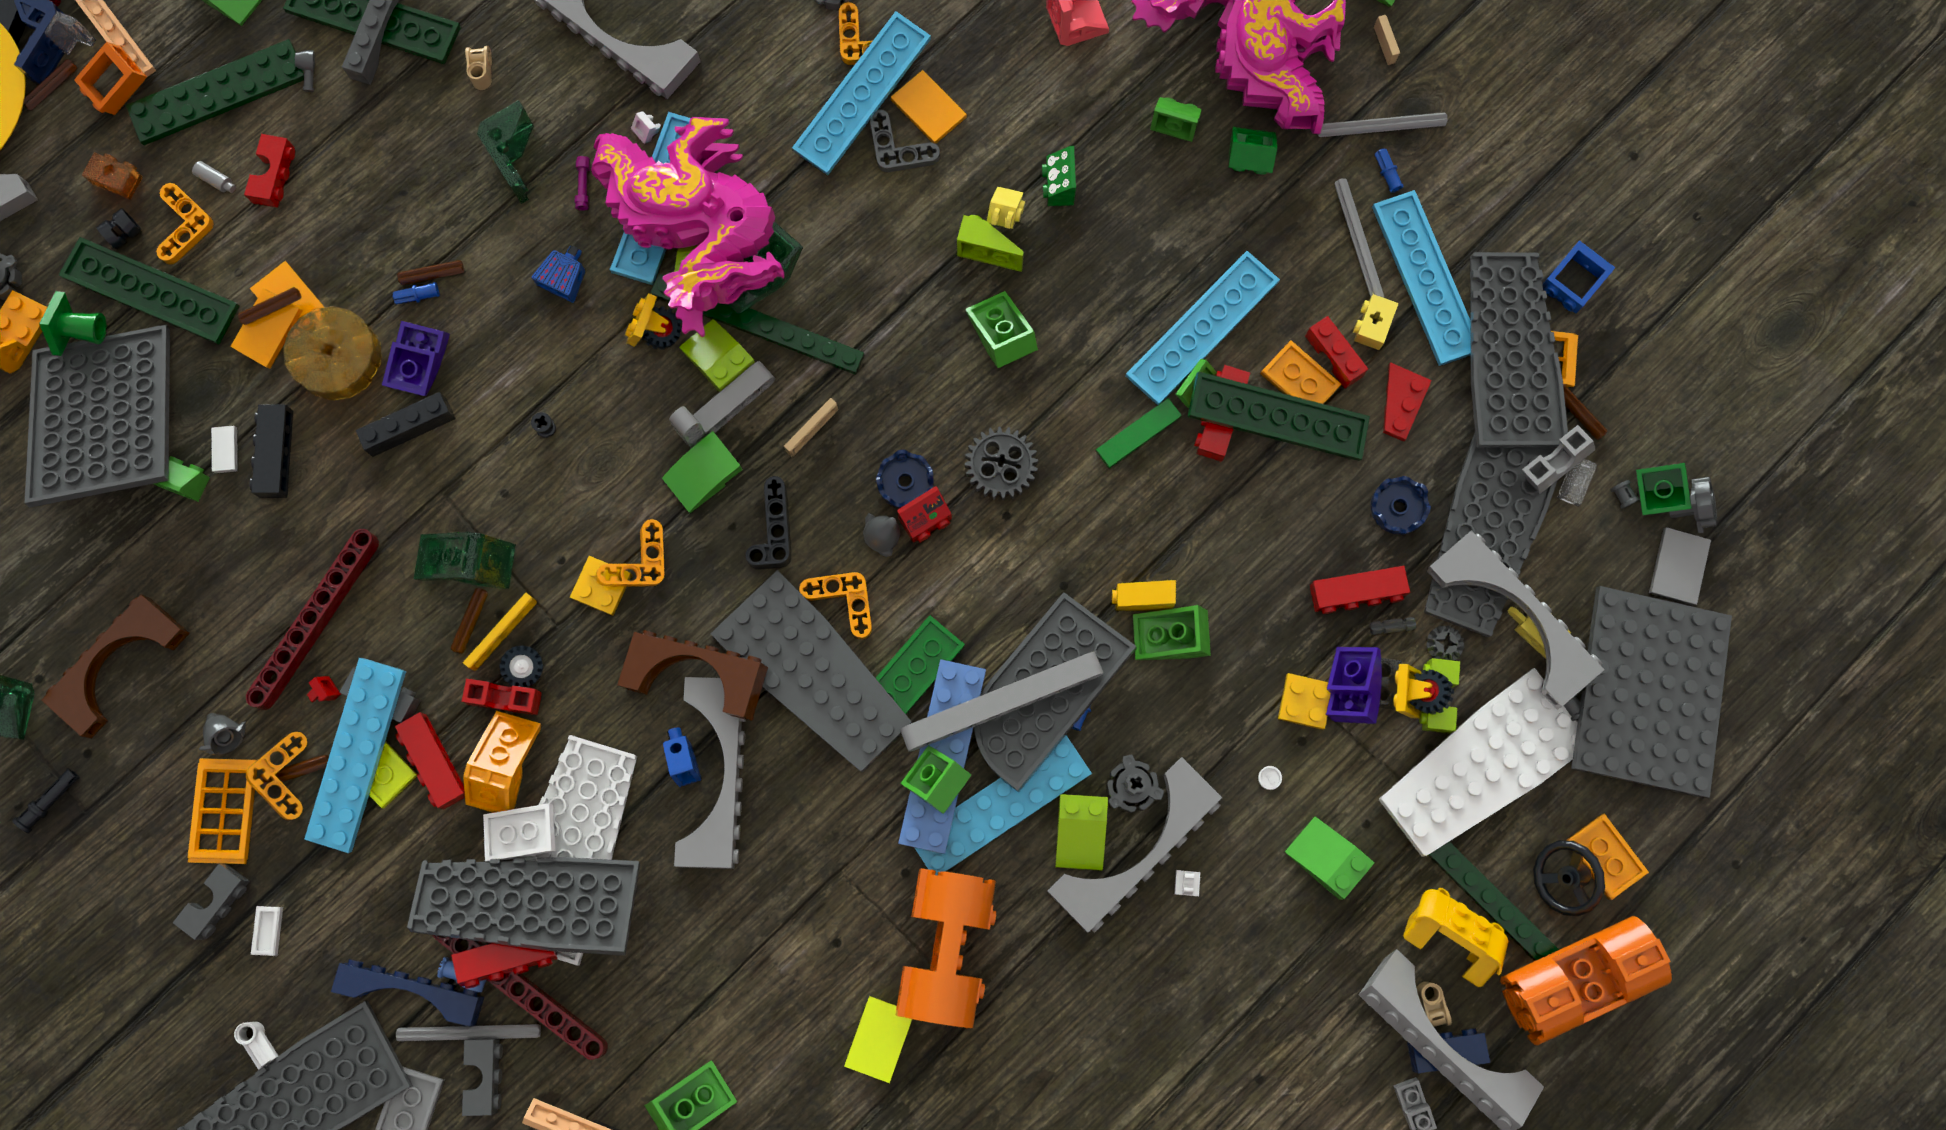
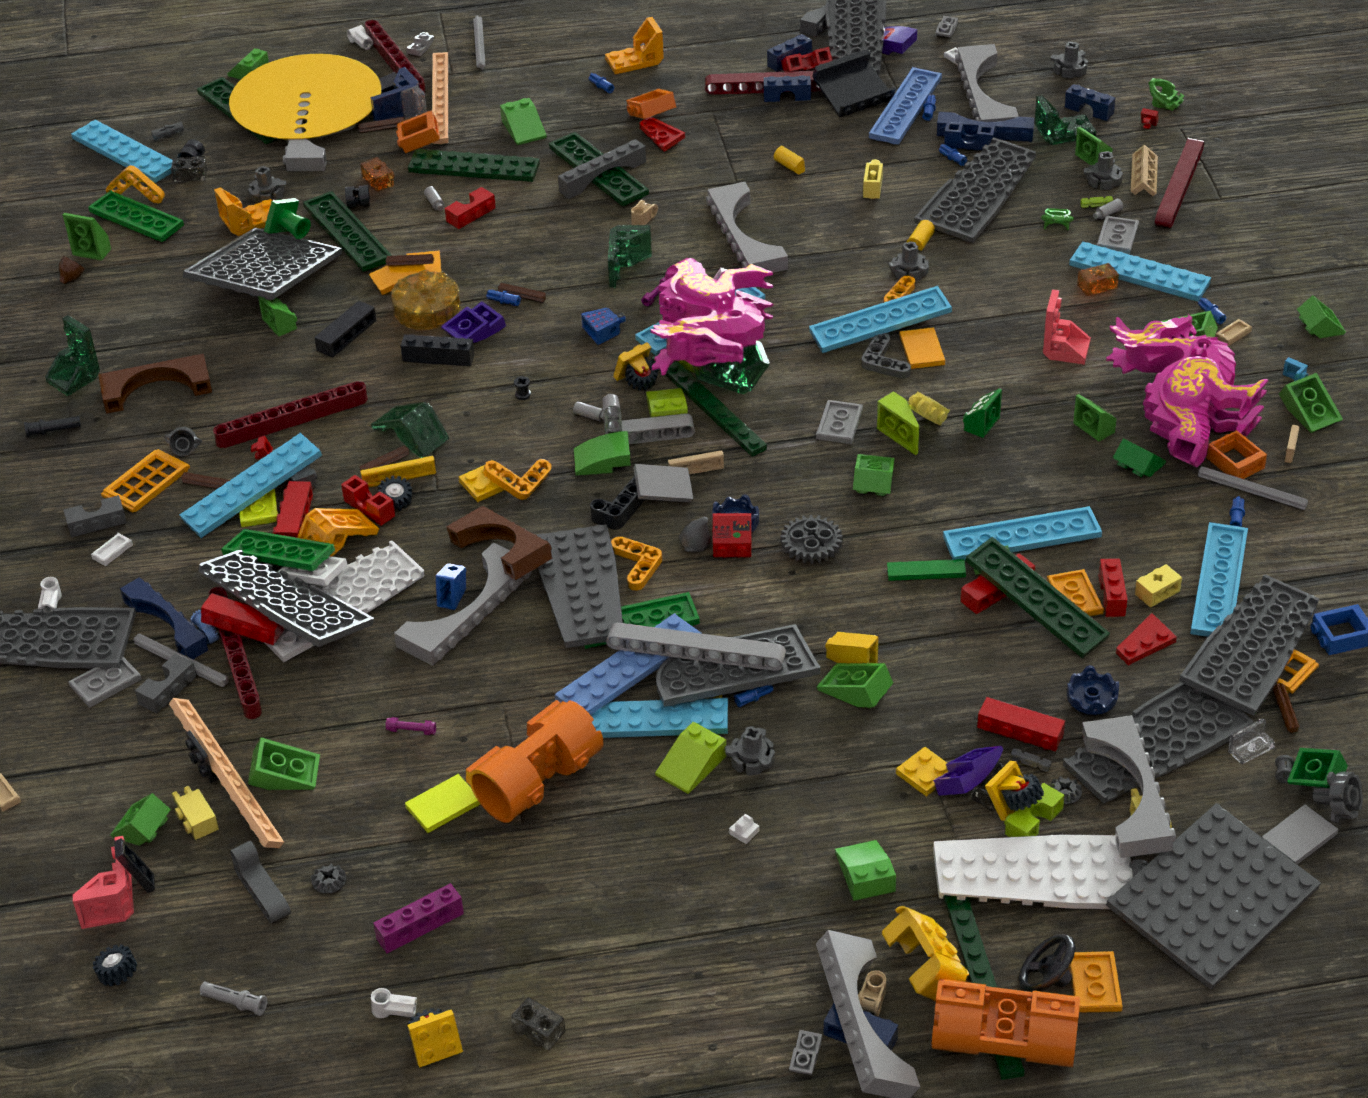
camera: 35 degrees right, 35 degrees down
(191, 220) = (401, 216): light orange beam -> none
(224, 449) = (318, 318): white tile -> none
(270, 770) = (194, 468): light orange beam -> none
(306, 61) = (539, 171): dark grey bar -> none
(461, 831) = (280, 549): none -> green plate
(642, 414) = (588, 411): none -> light grey cylinder
(794, 956) = (394, 724): none -> magenta bar
(801, 482) = (663, 483): none -> light grey tile
(914, 270) = (839, 422): none -> light grey tile
(936, 779) = (612, 665): bright green slope -> none
(1188, 803) = (667, 799): light grey arch -> none
(1270, 777) = (860, 802): white piece -> none
(1351, 75) = (1254, 461): none -> orange window
(1358, 238) = (1184, 536): light grey axle -> none
(1547, 470) = (1253, 708): light grey arch -> none

